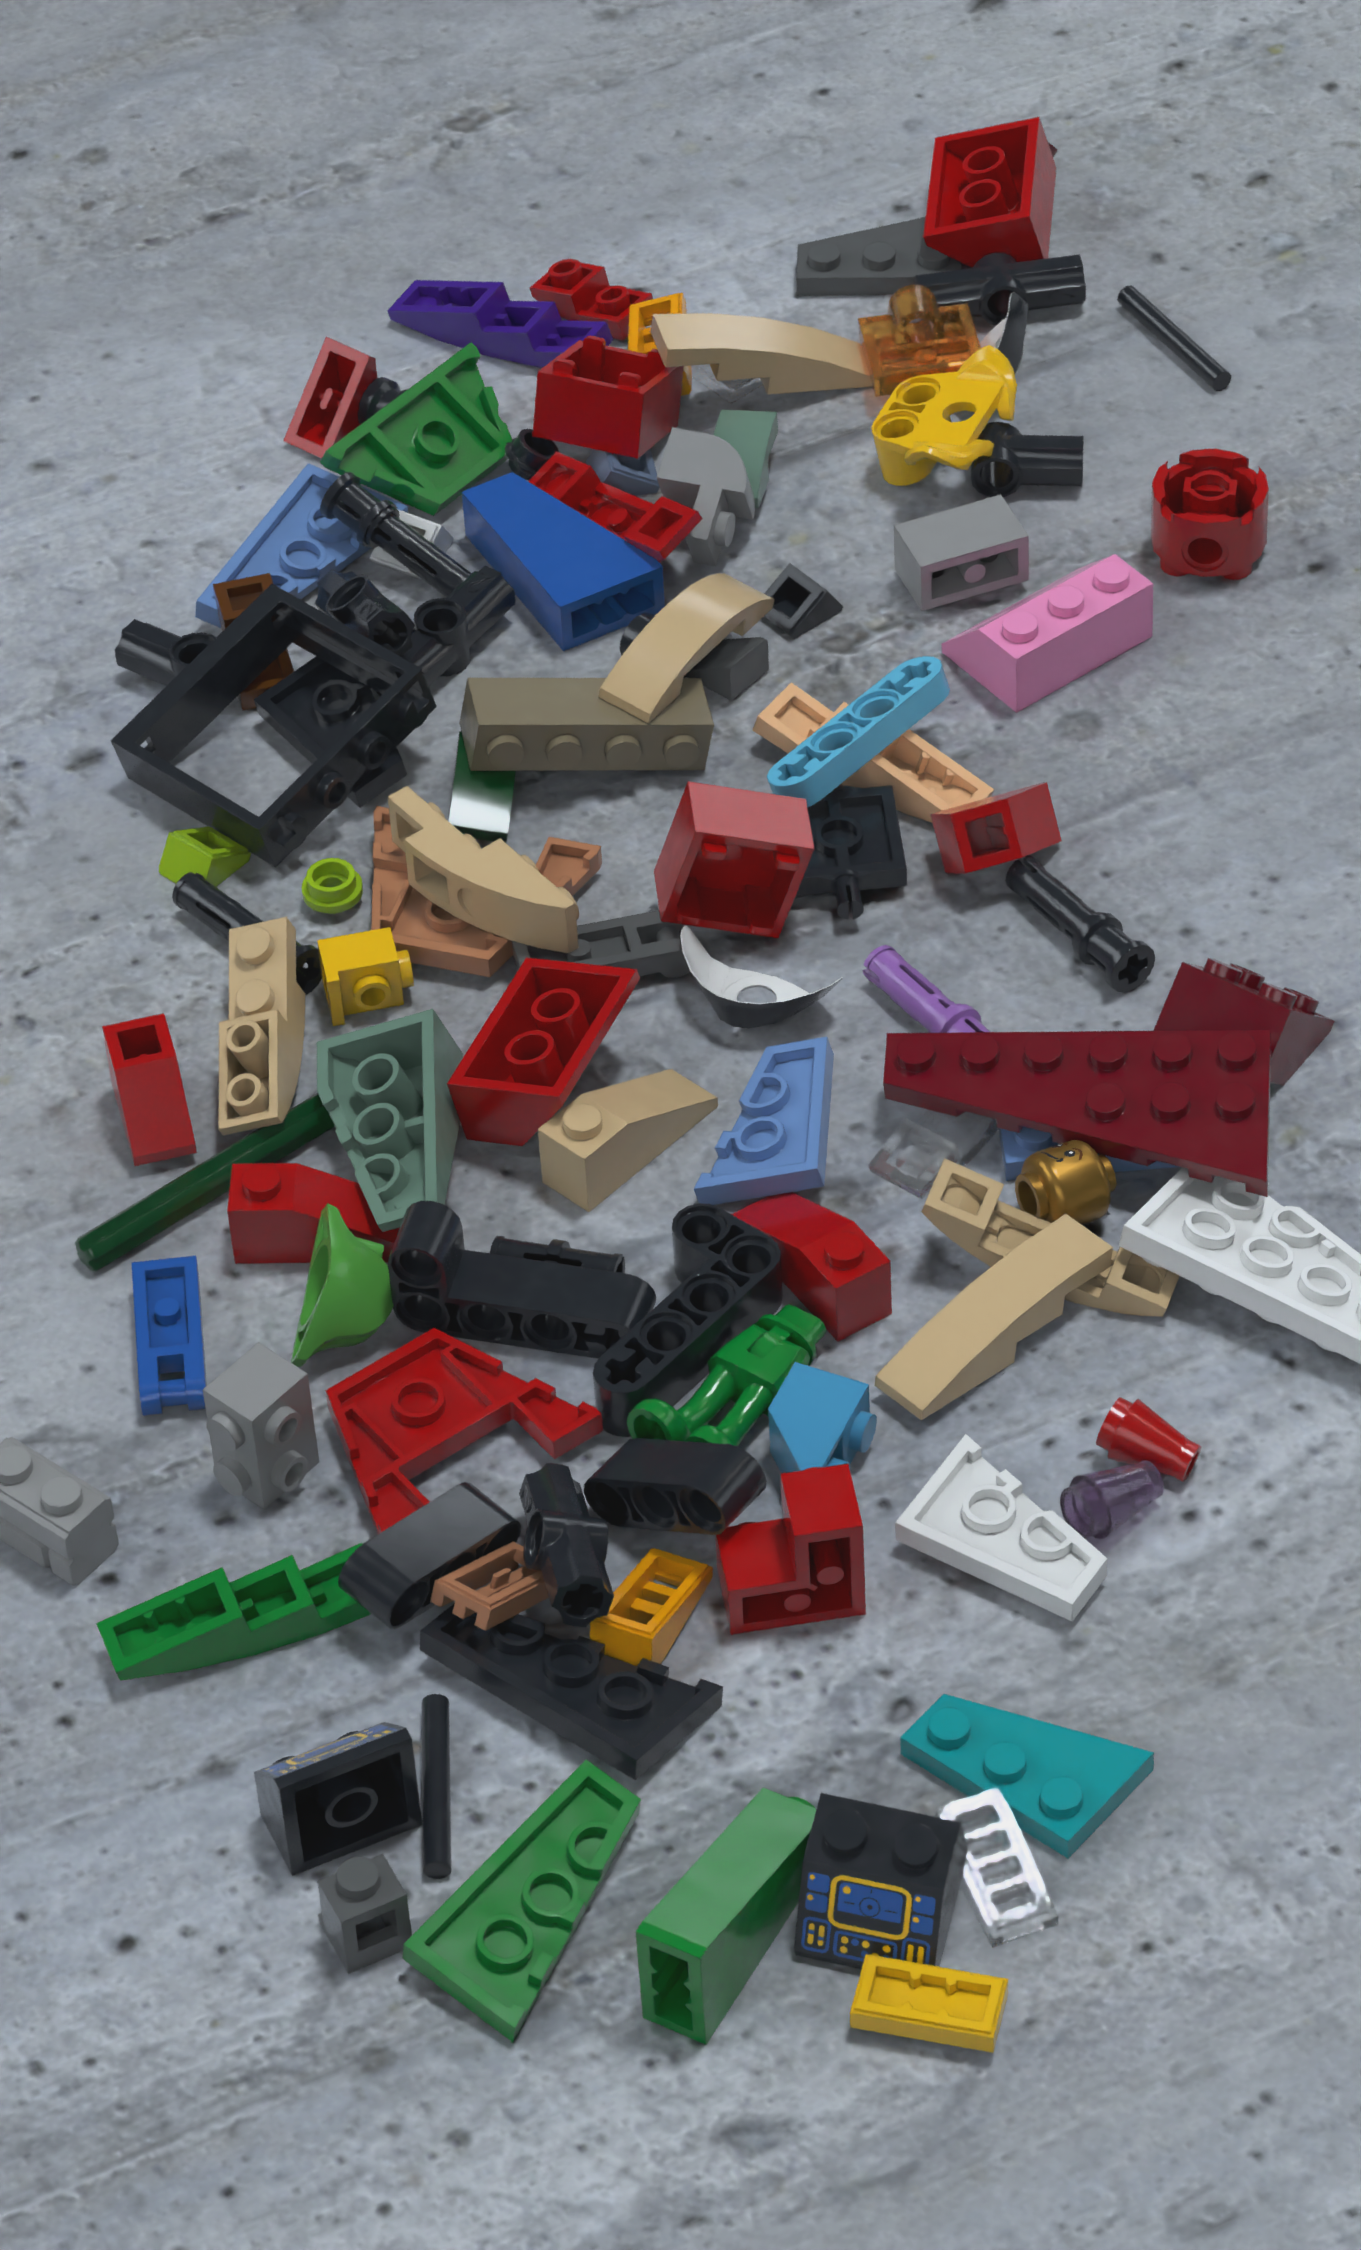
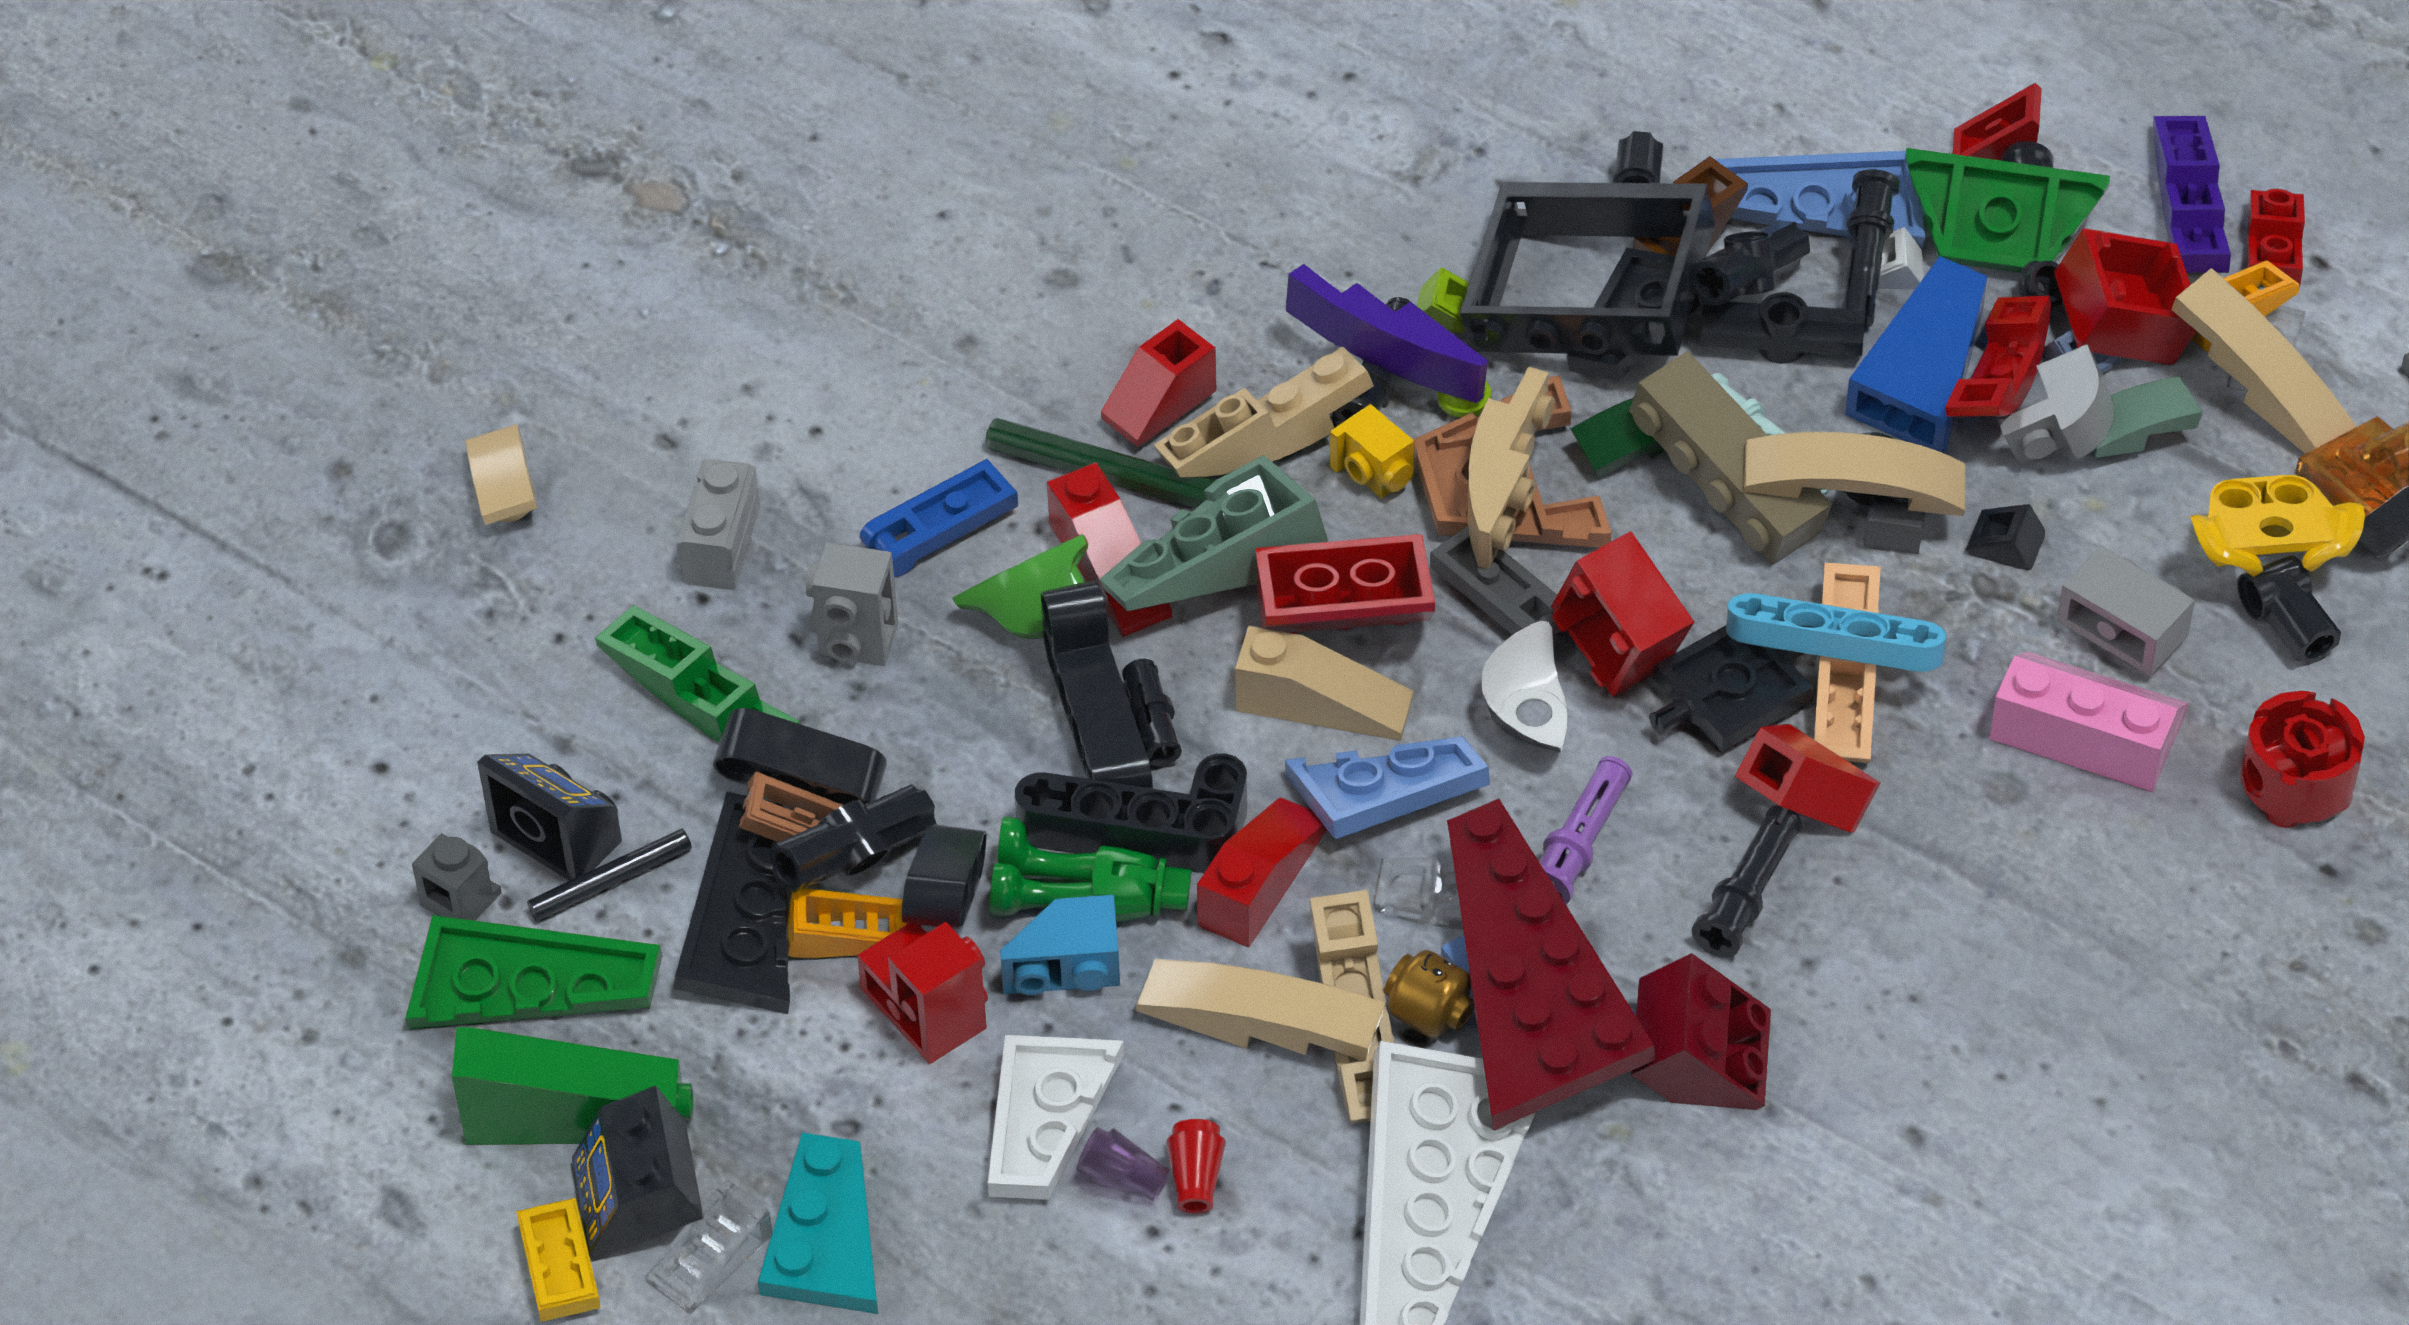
camera: 60 degrees right, 5 degrees up
(263, 885) = (1398, 341): none -> dark purple slope
(431, 1404) = (954, 697): red wing -> none

